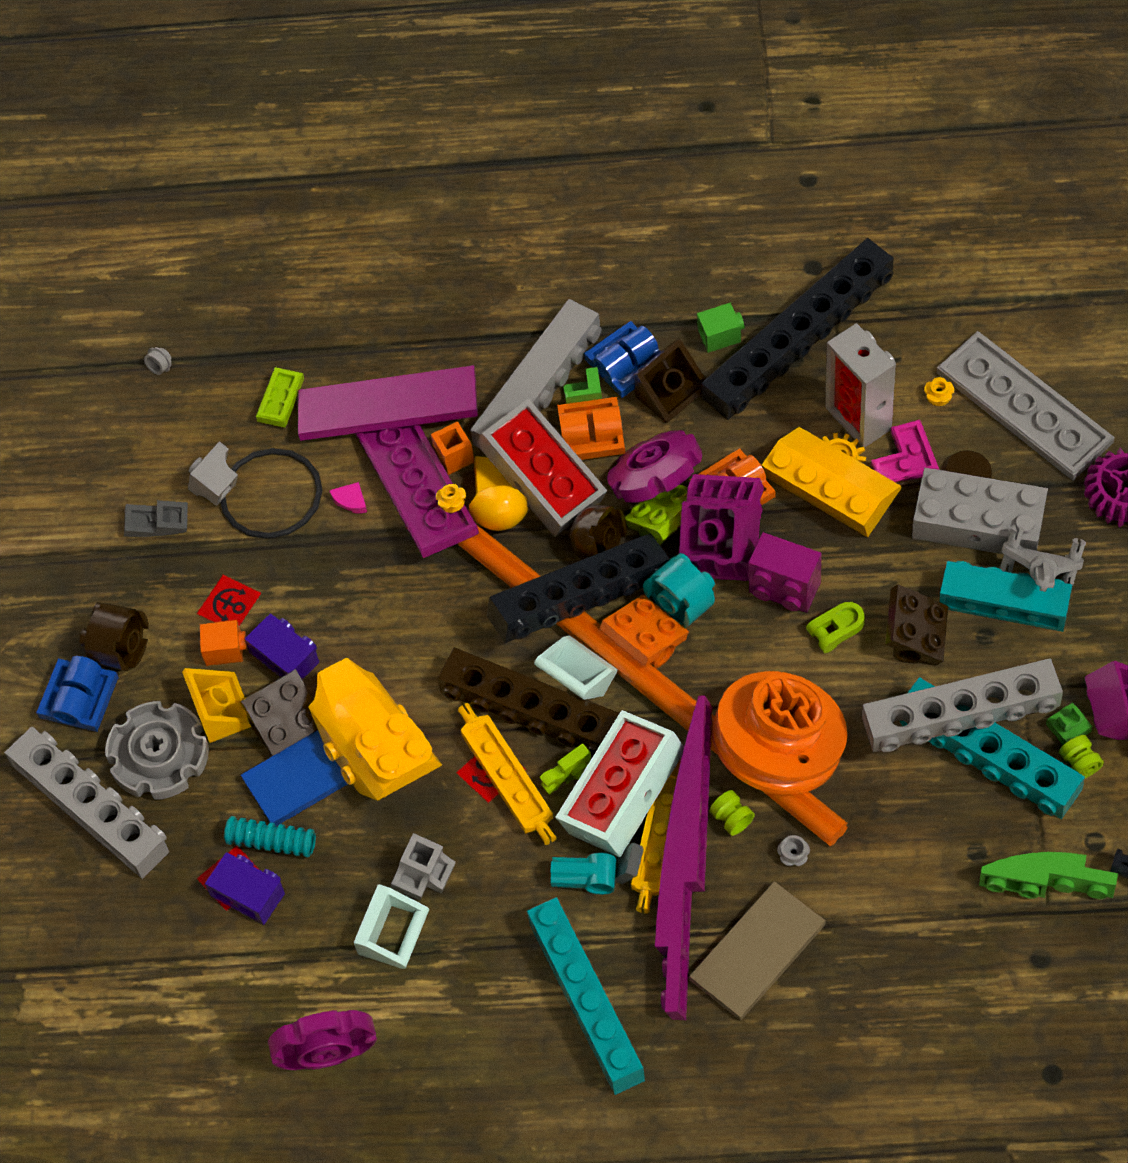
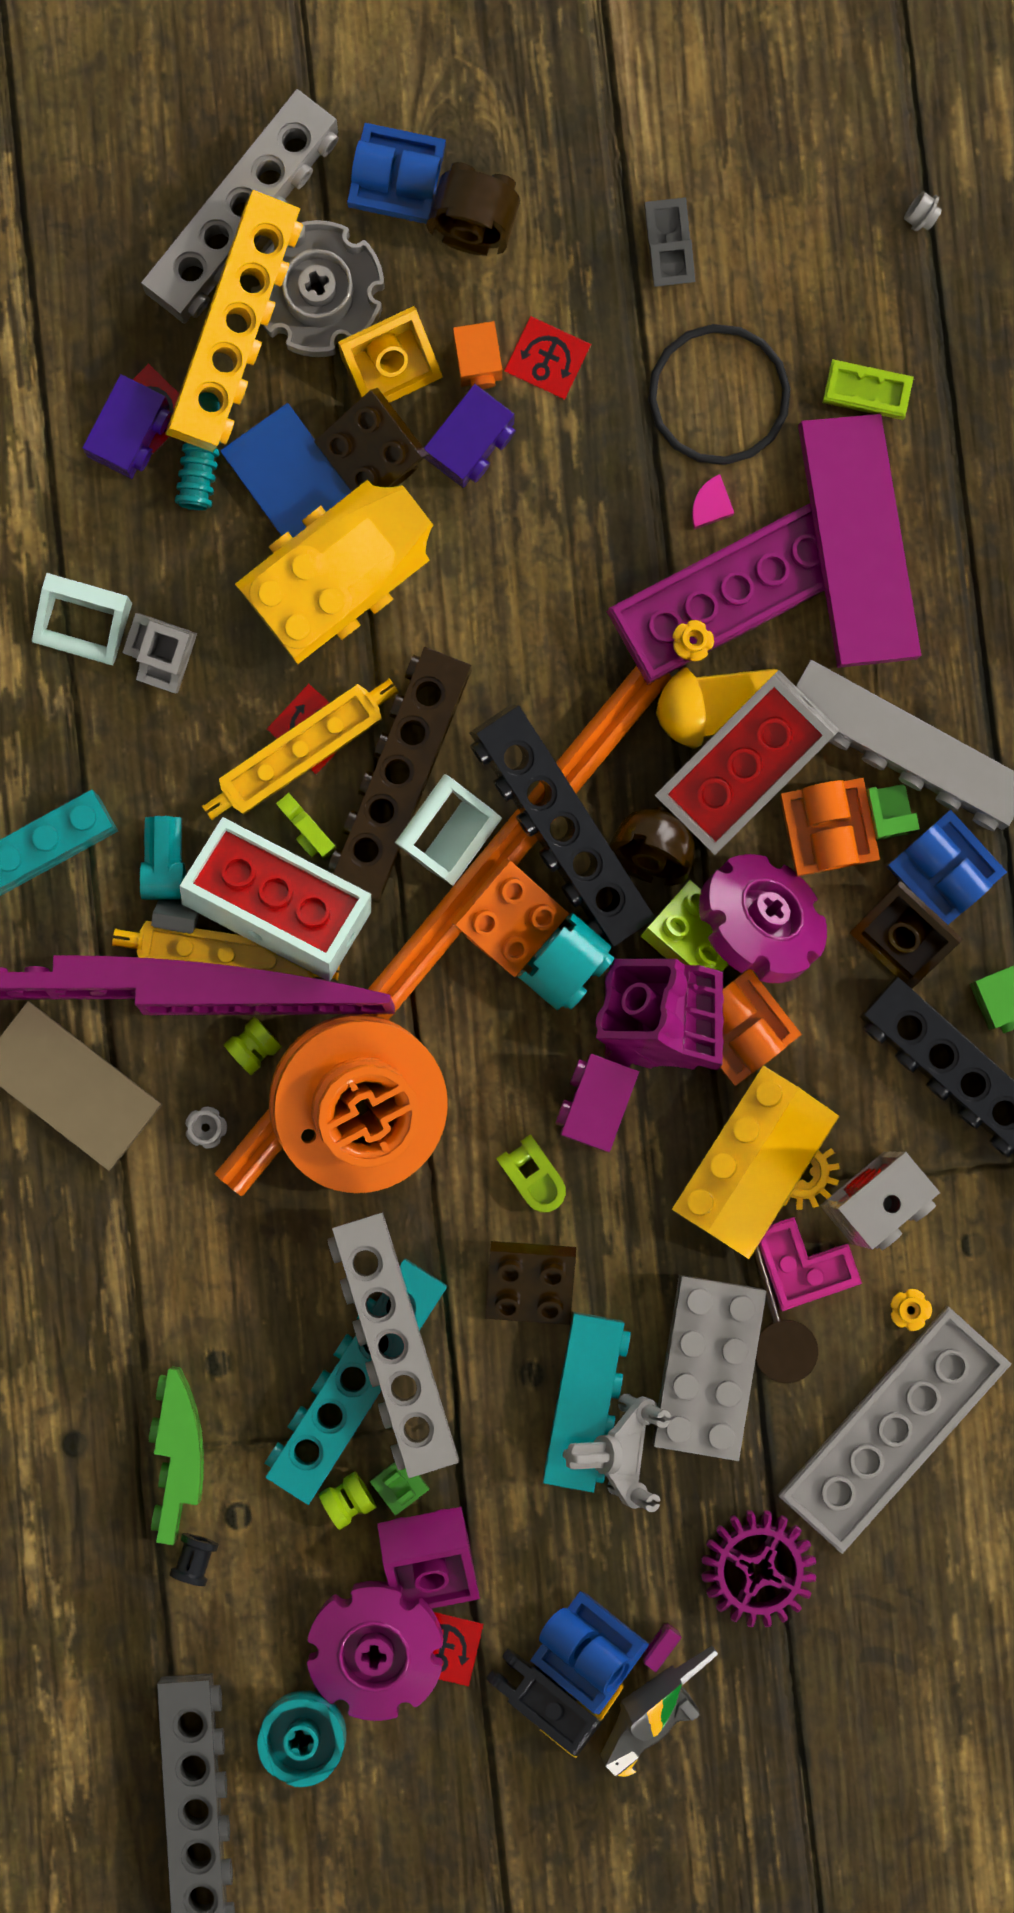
camera: 75 degrees right, 25 degrees up
(177, 795) = (263, 217): none -> yellow brick
(212, 476) = (727, 310): light grey brick -> none
(452, 448) = (784, 637): orange brick -> none

